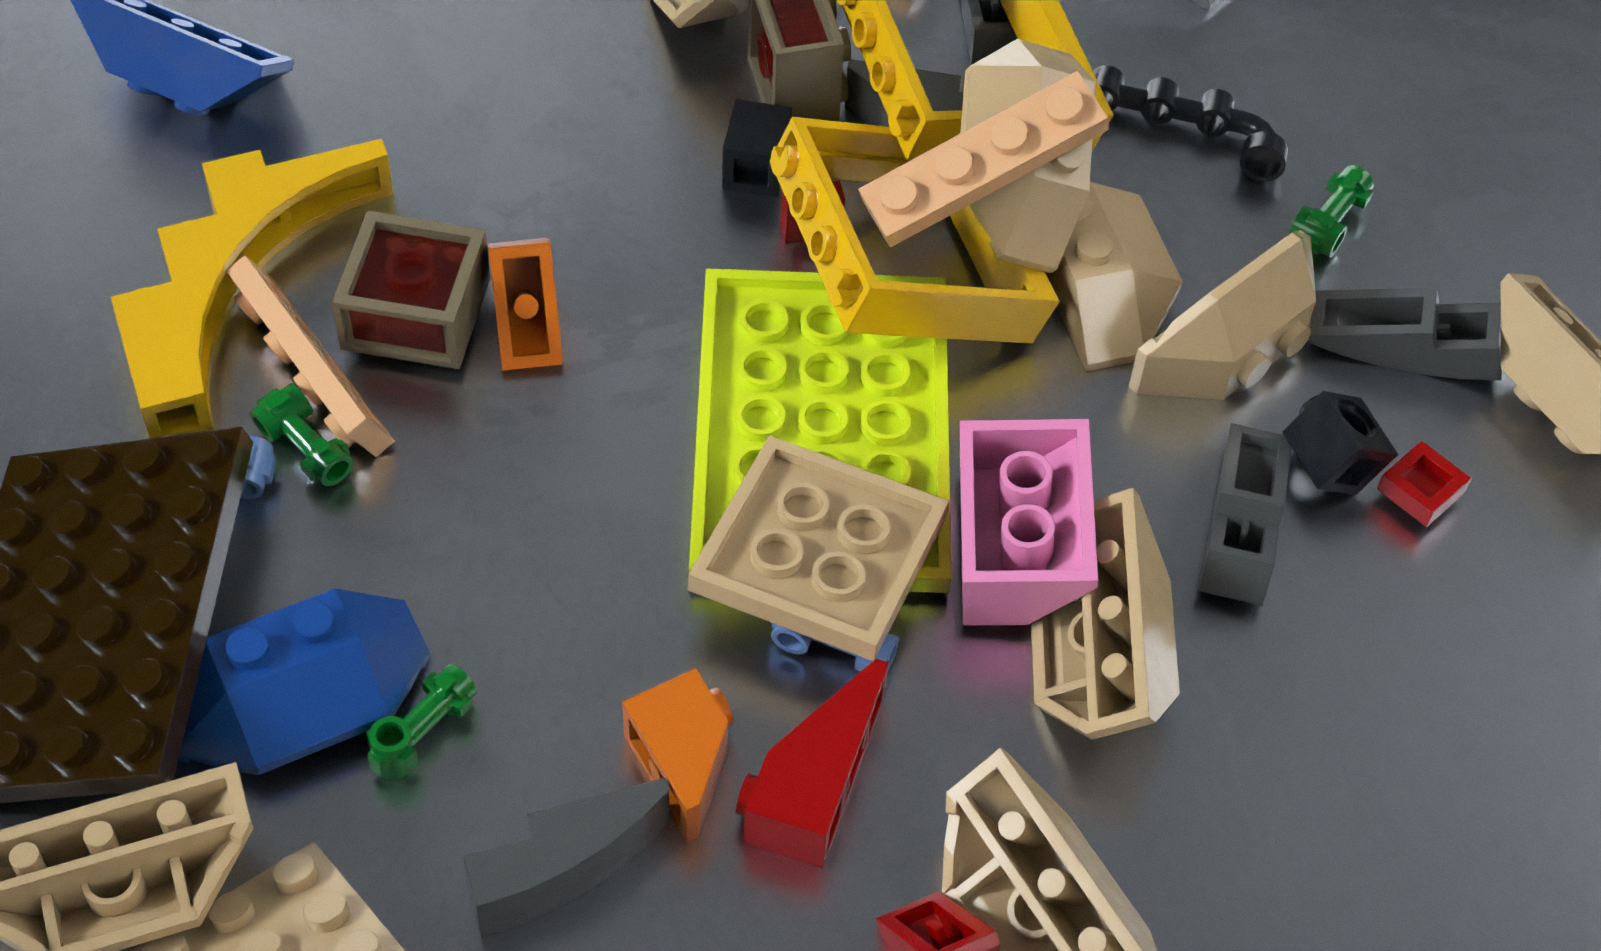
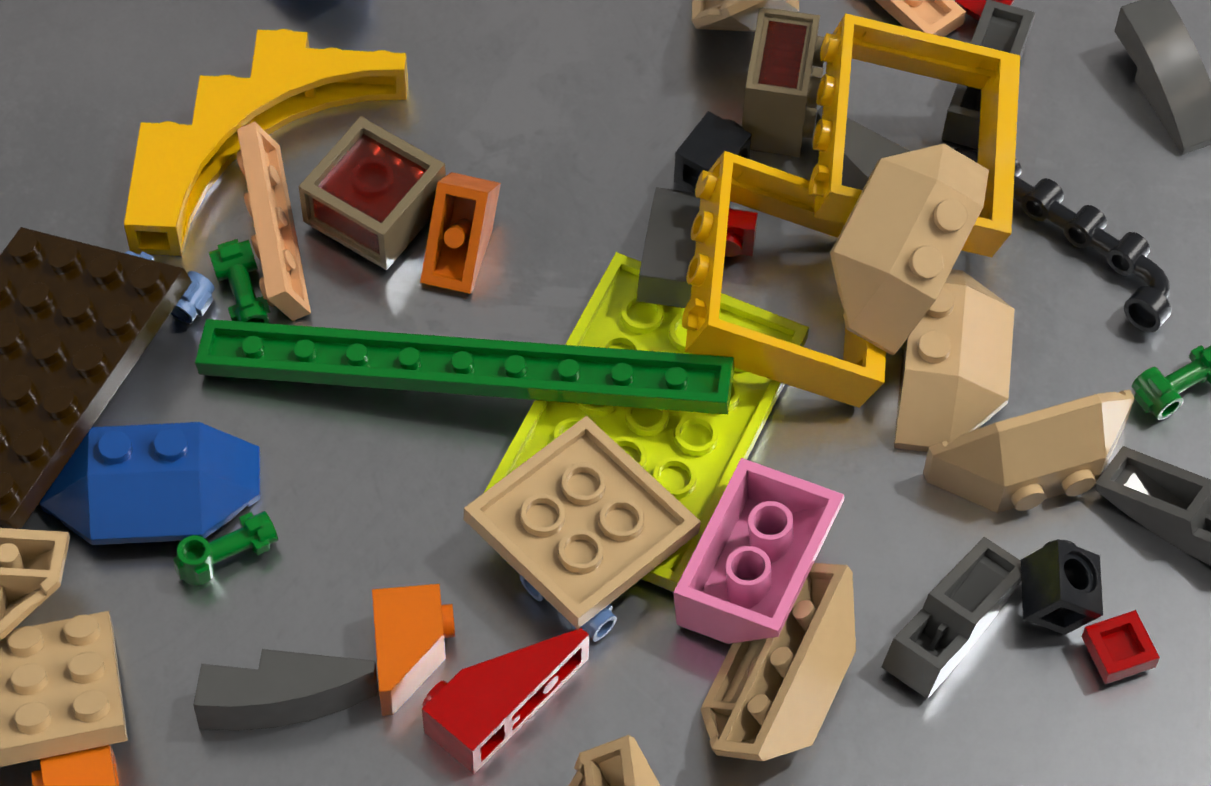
camera: 25 degrees right, 5 degrees up
(597, 434) = (466, 366): none -> green plate
(764, 246) = (668, 249): none -> dark grey slope
(984, 158) = (852, 244): light nougat plate -> none

